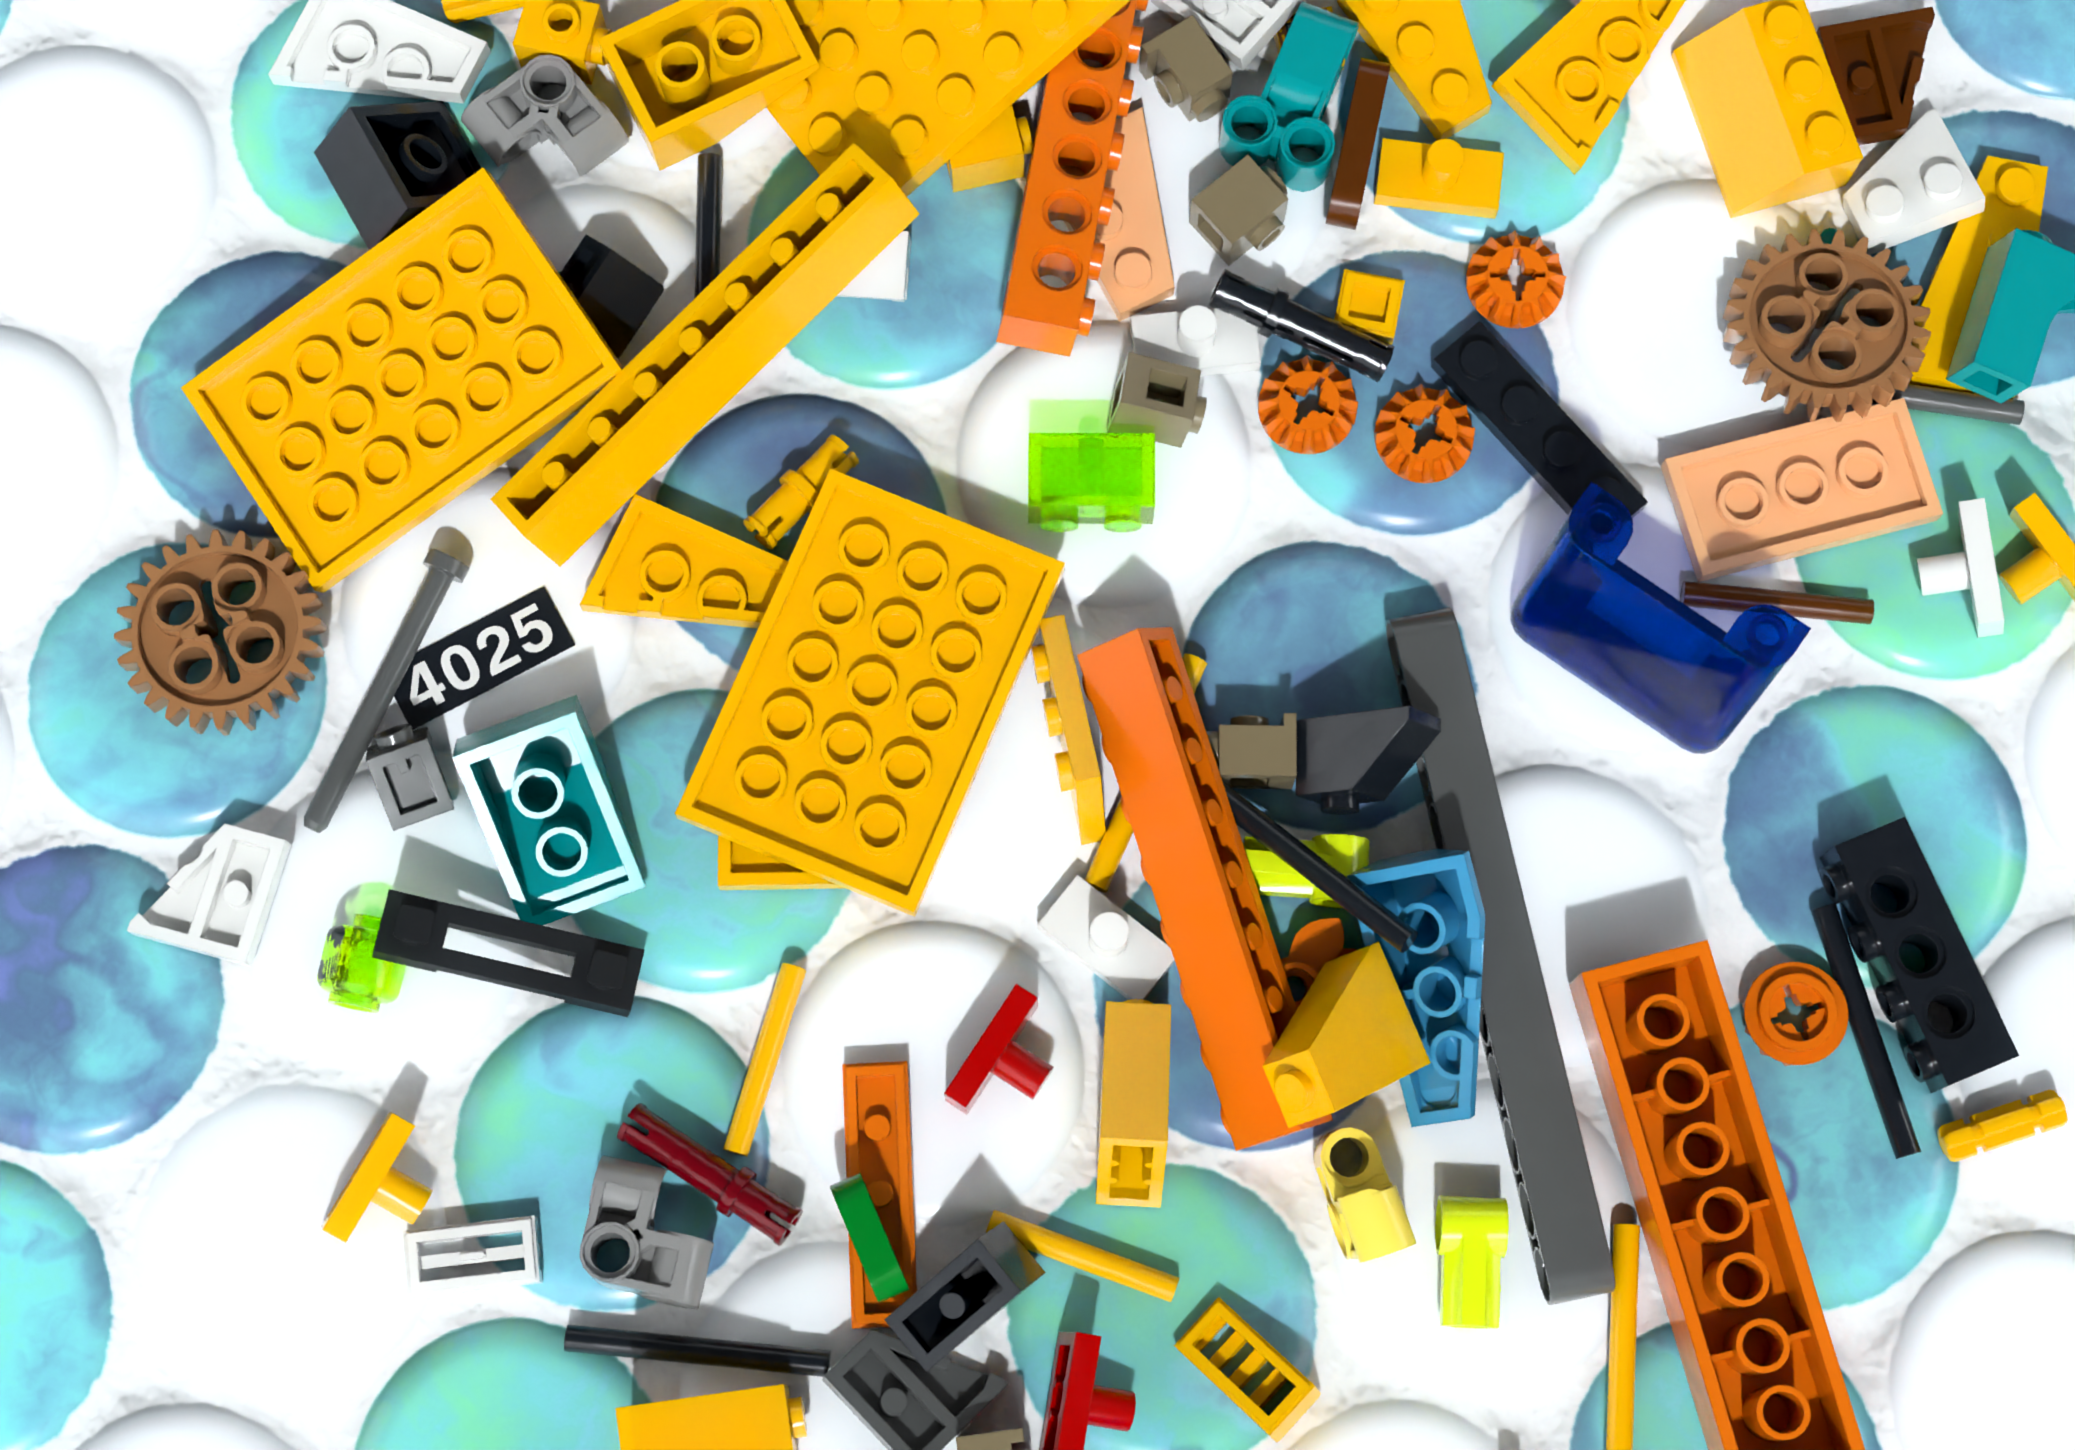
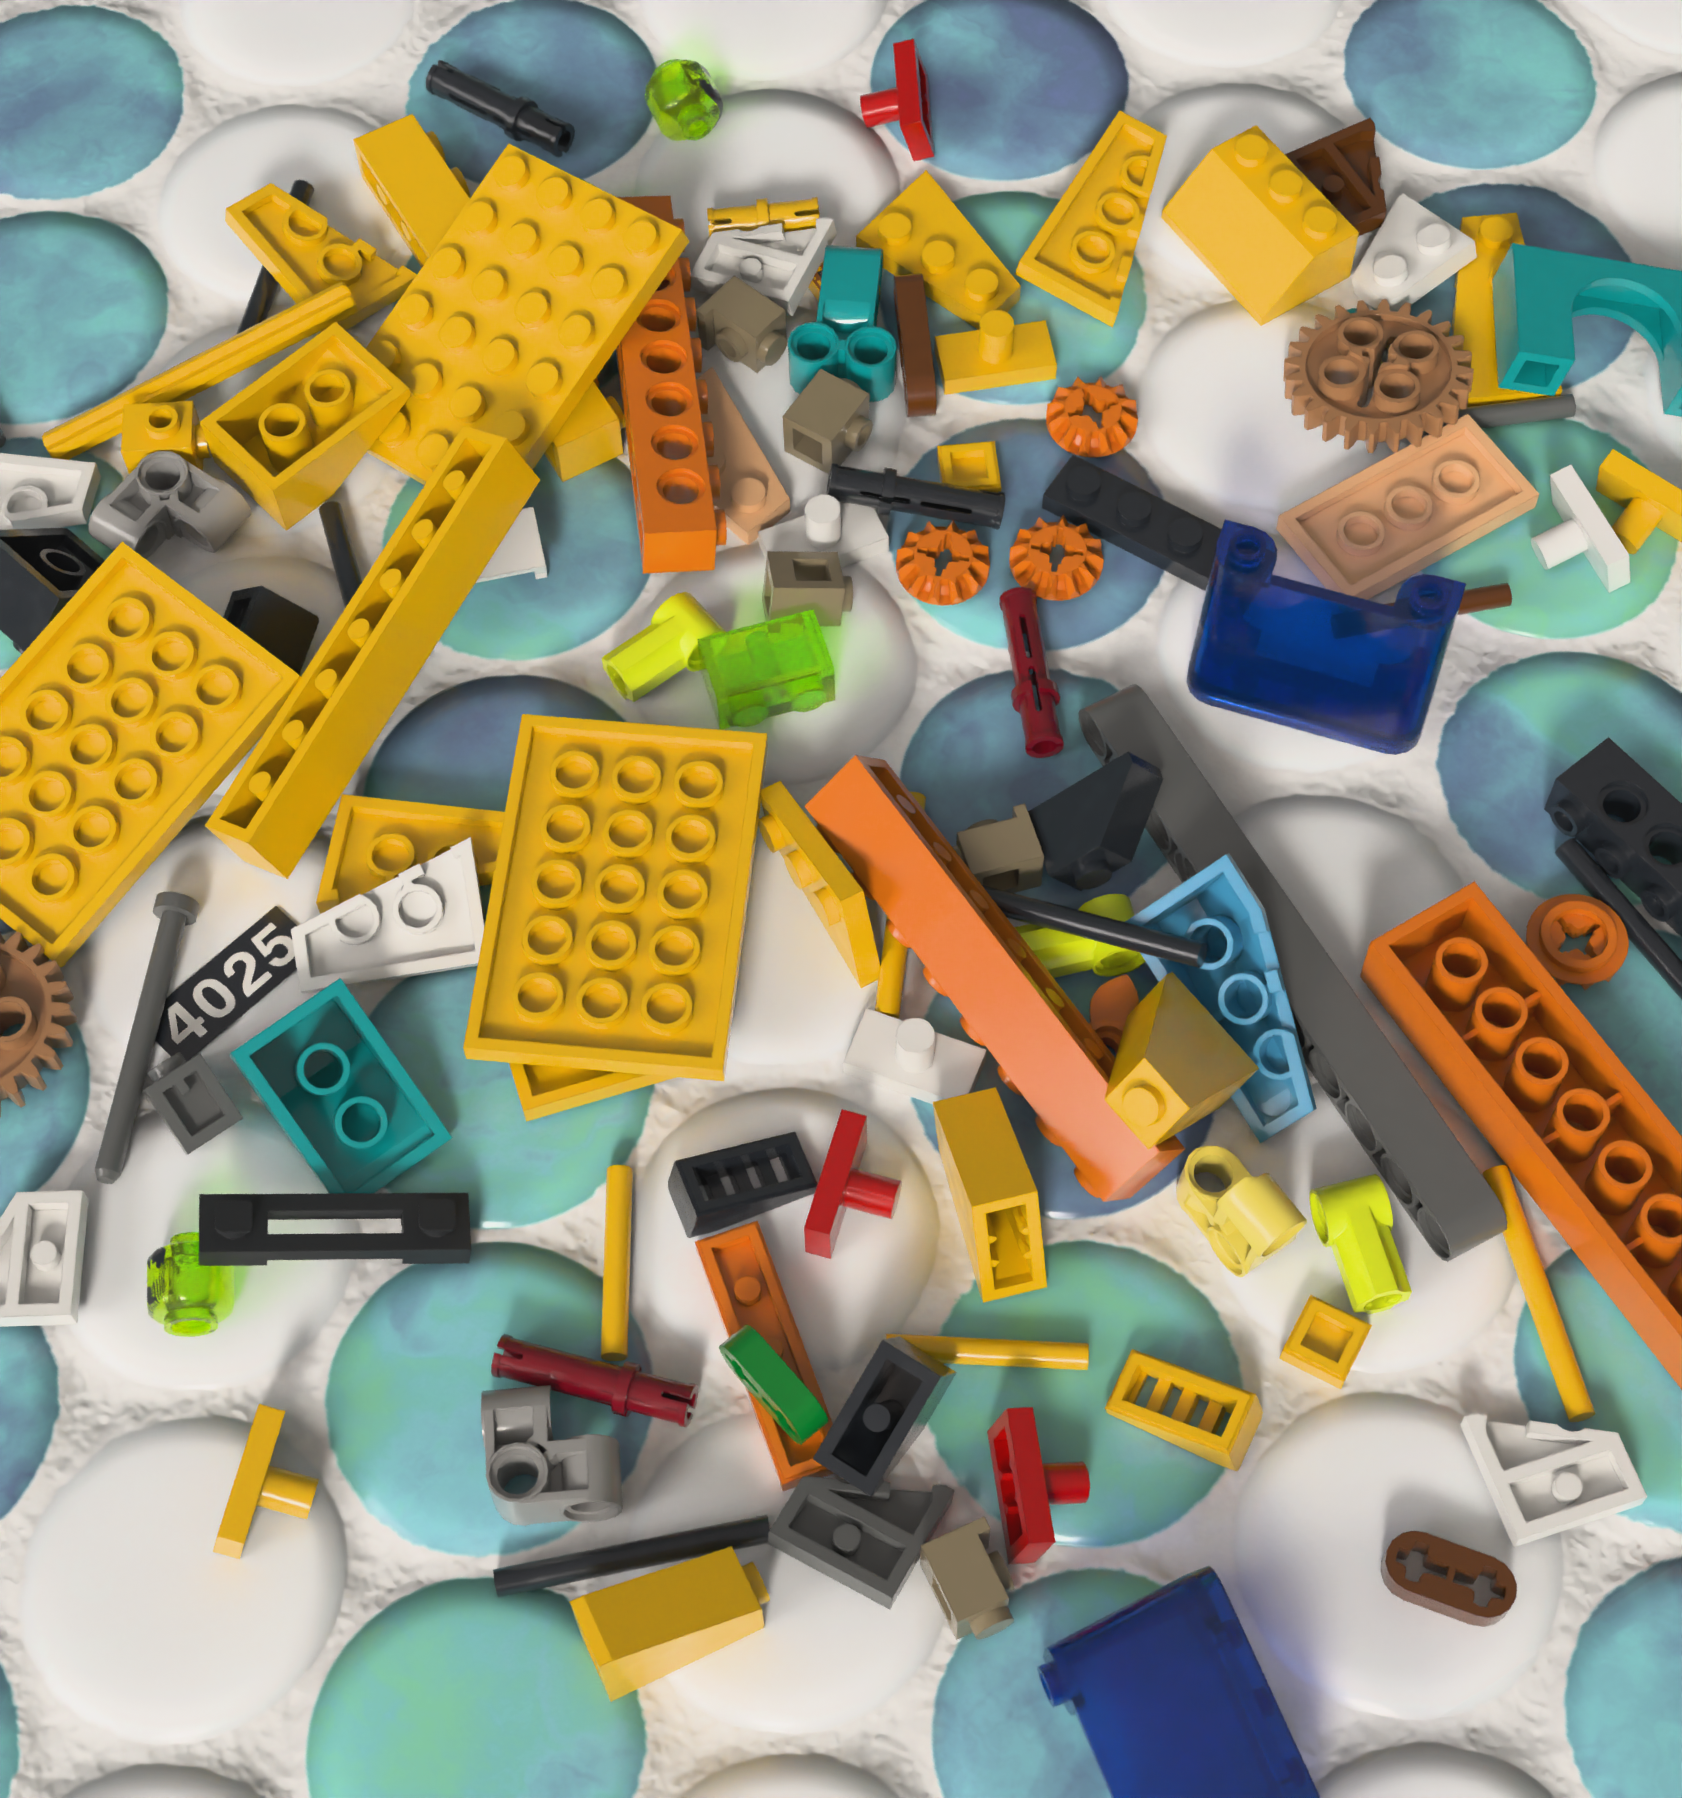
camera: 15 degrees left, 15 degrees down
(528, 1251) = (388, 1556): white tile -> none
(652, 656) = (404, 928): none -> white wing
(798, 492) = (494, 757): yellow pin -> none
(854, 1042) = (723, 1210): none -> black slope
(997, 421) = (661, 648): none -> neon yellow piece
(1345, 626) = (1042, 726): none -> dark red pin
(1403, 1344) = (1325, 1341): none -> yellow tile

